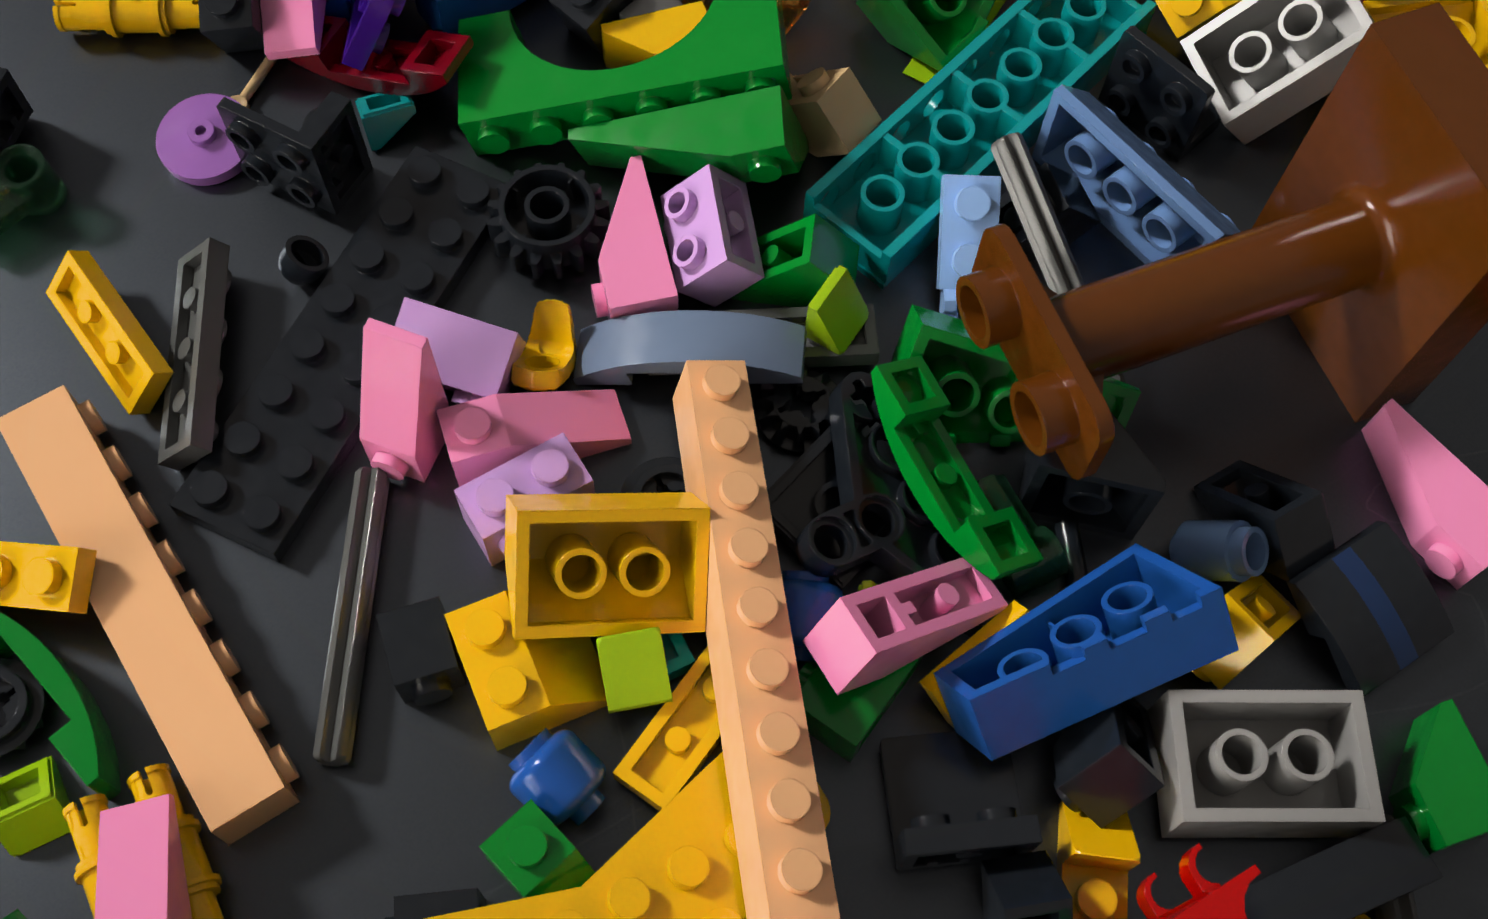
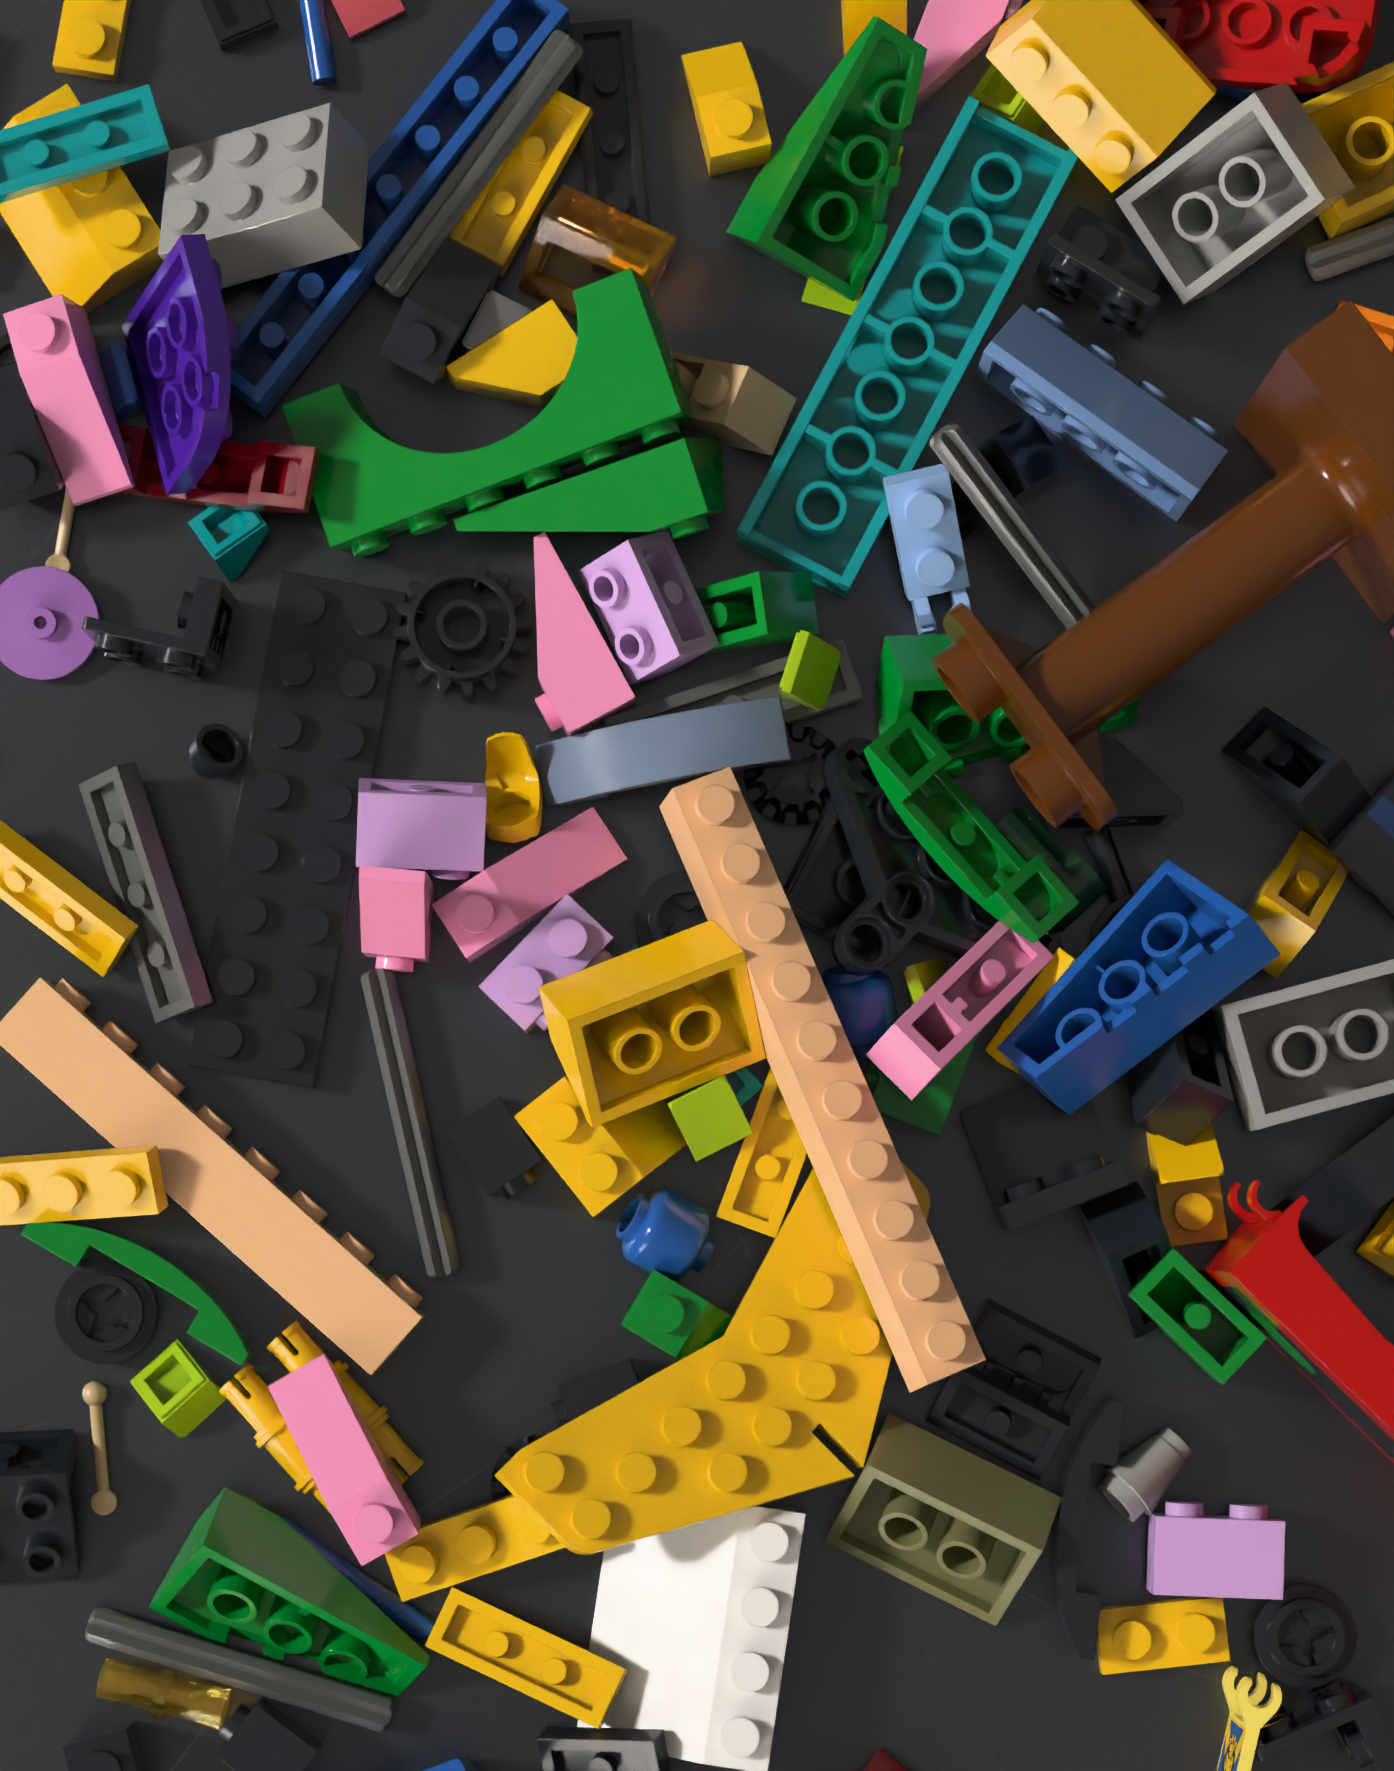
camera: 15 degrees left, 20 degrees up
(1220, 549) = (1253, 831): medium blue brick -> none

